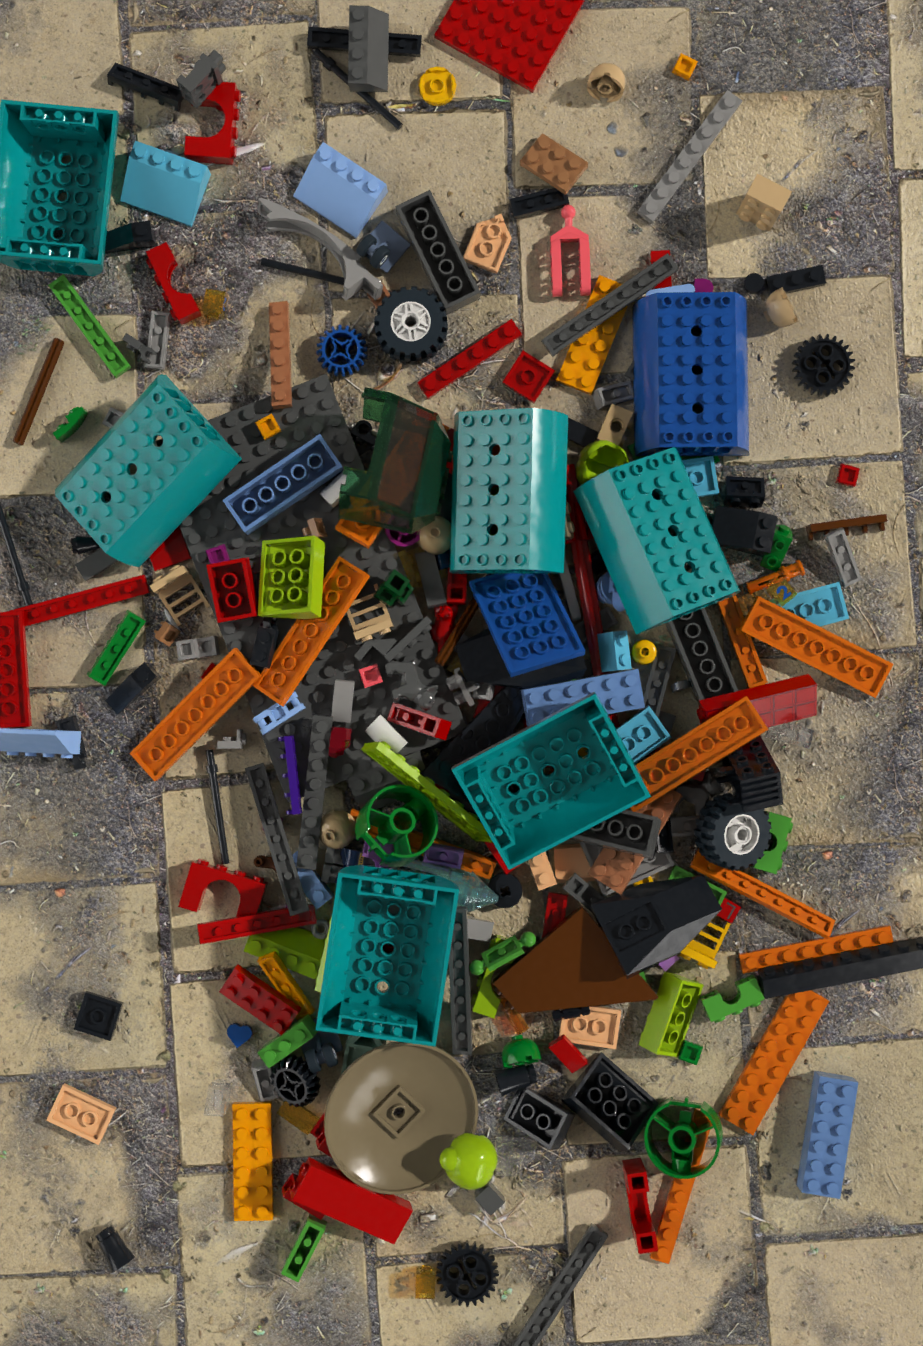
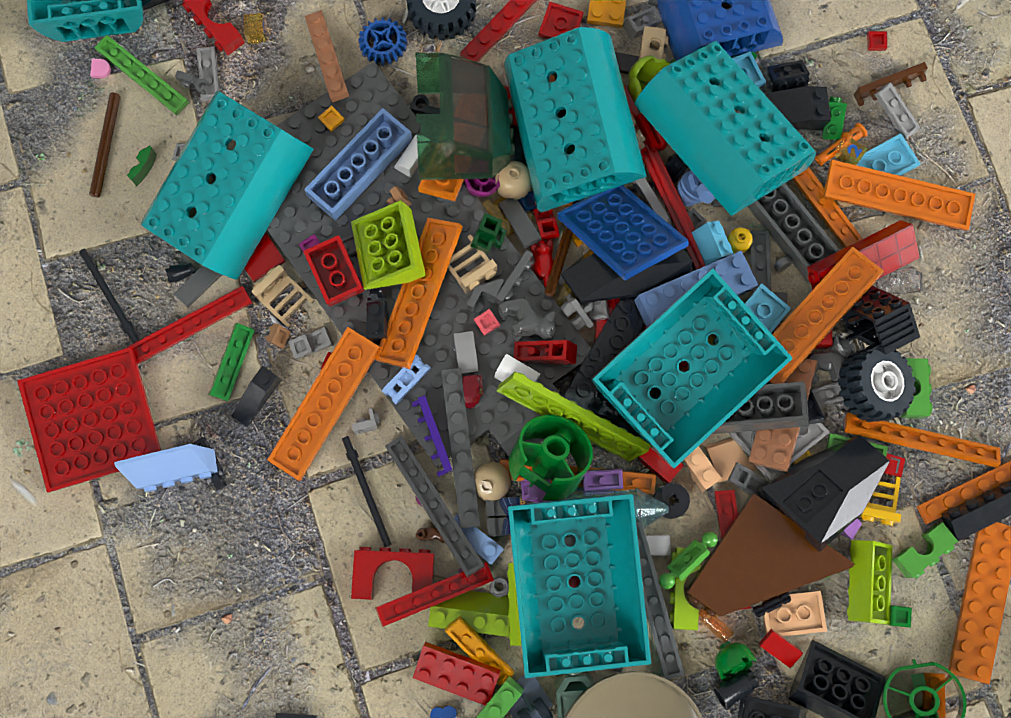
camera: 15 degrees left, 10 degrees down
(49, 308) = (100, 68): none -> bright pink tile

